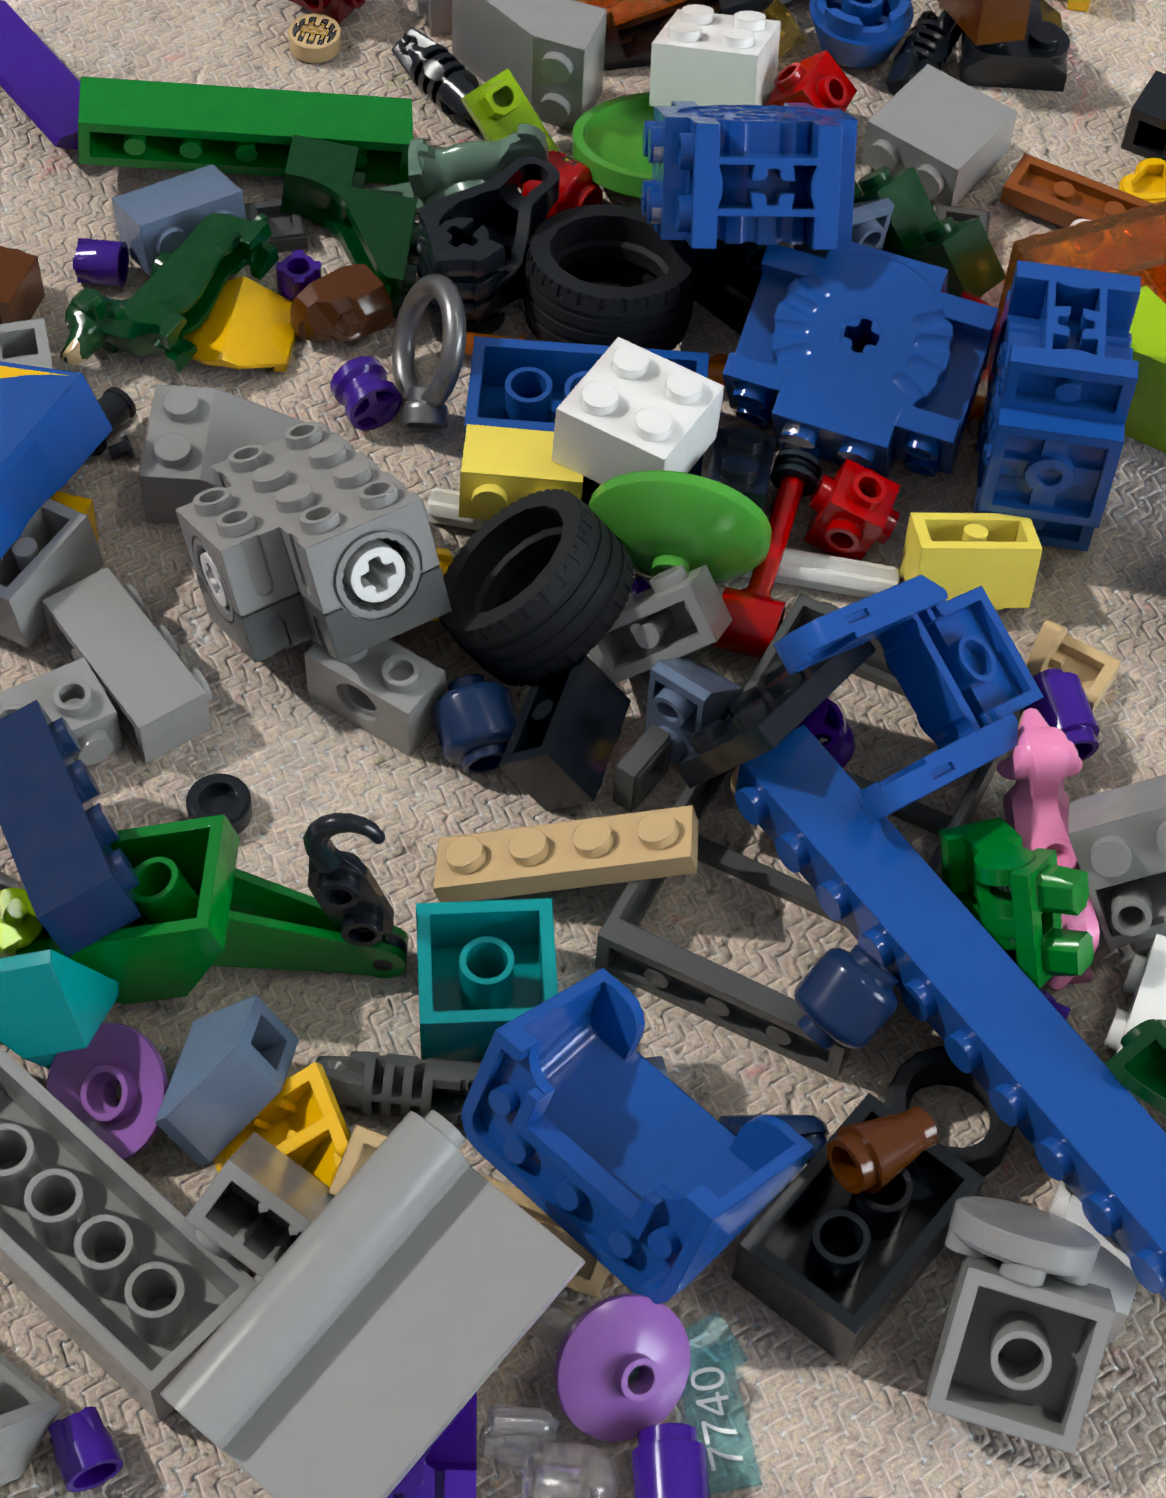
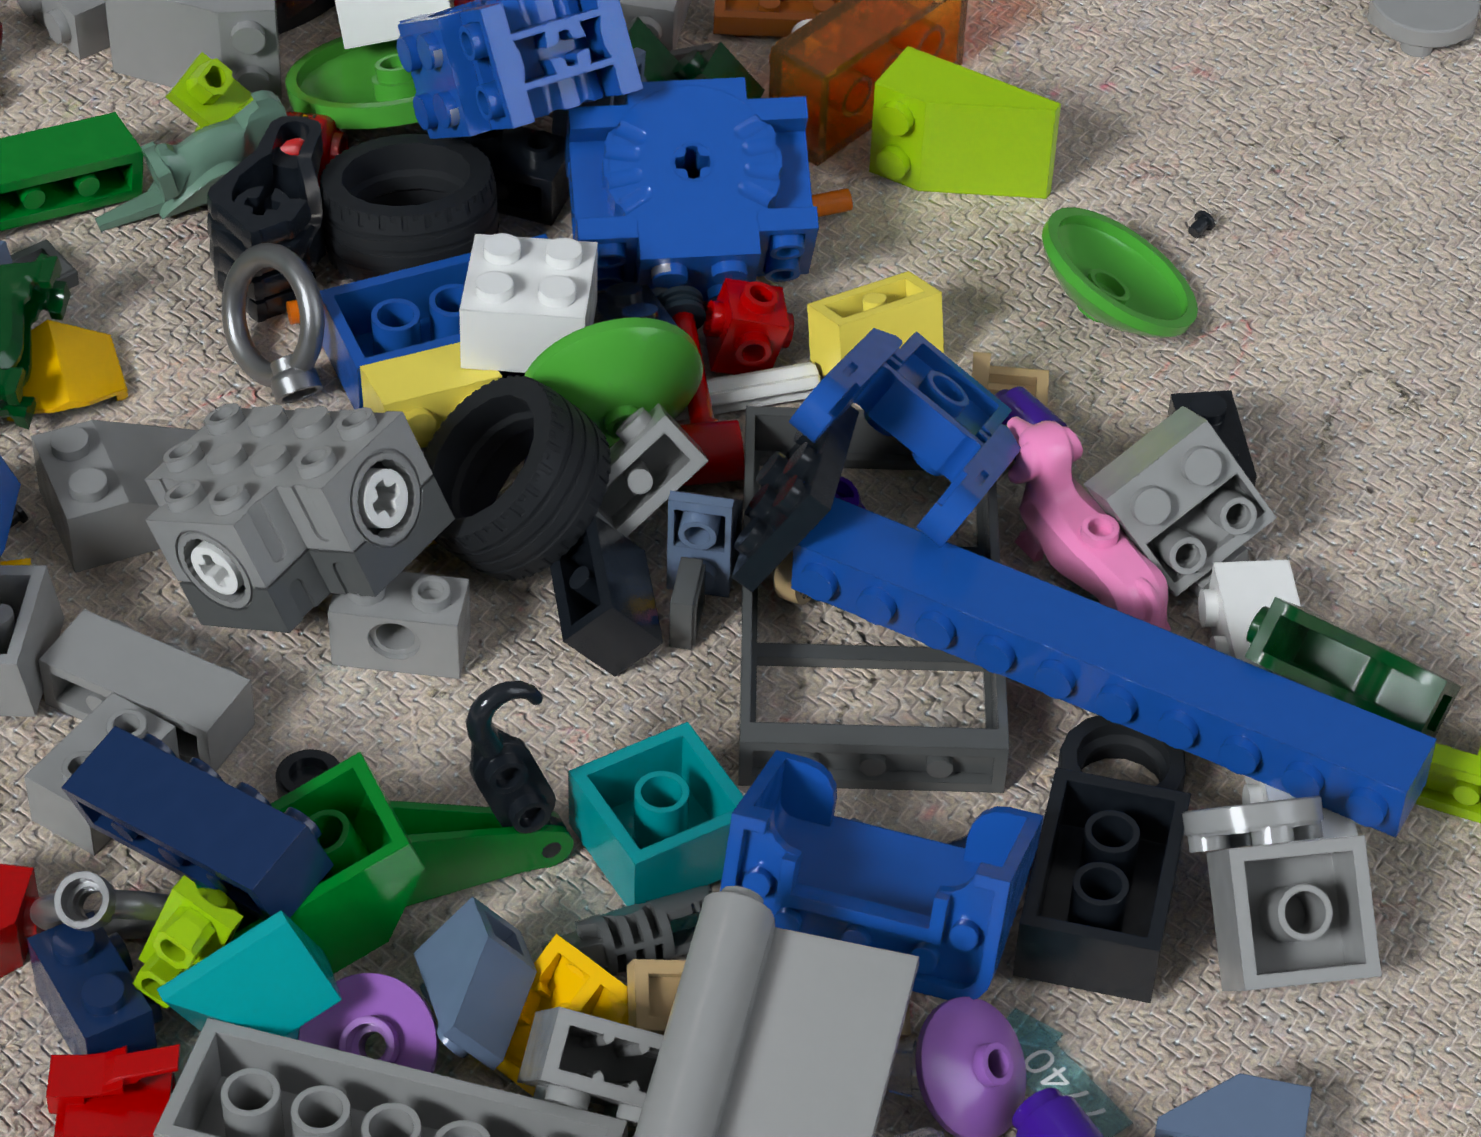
camera: 25 degrees left, 10 degrees down
(296, 273) = (99, 308): dark purple hose -> none
(342, 306) = (158, 316): reddish brown rock -> none
(366, 393) = (223, 380): dark purple wheel -> none
(369, 224) = (140, 239): dark green arch -> none
(436, 73) = (121, 89): black hinge -> none
(474, 723) = (514, 621): dark blue head -> none
(567, 855) = (671, 689): tan plate -> none
(846, 998) = (995, 699): dark blue head -> none
(878, 1149) = (1094, 801): reddish brown cone -> none
(1018, 897) = (1092, 560): green hips -> none
(1058, 400) = (892, 160): blue piece -> none

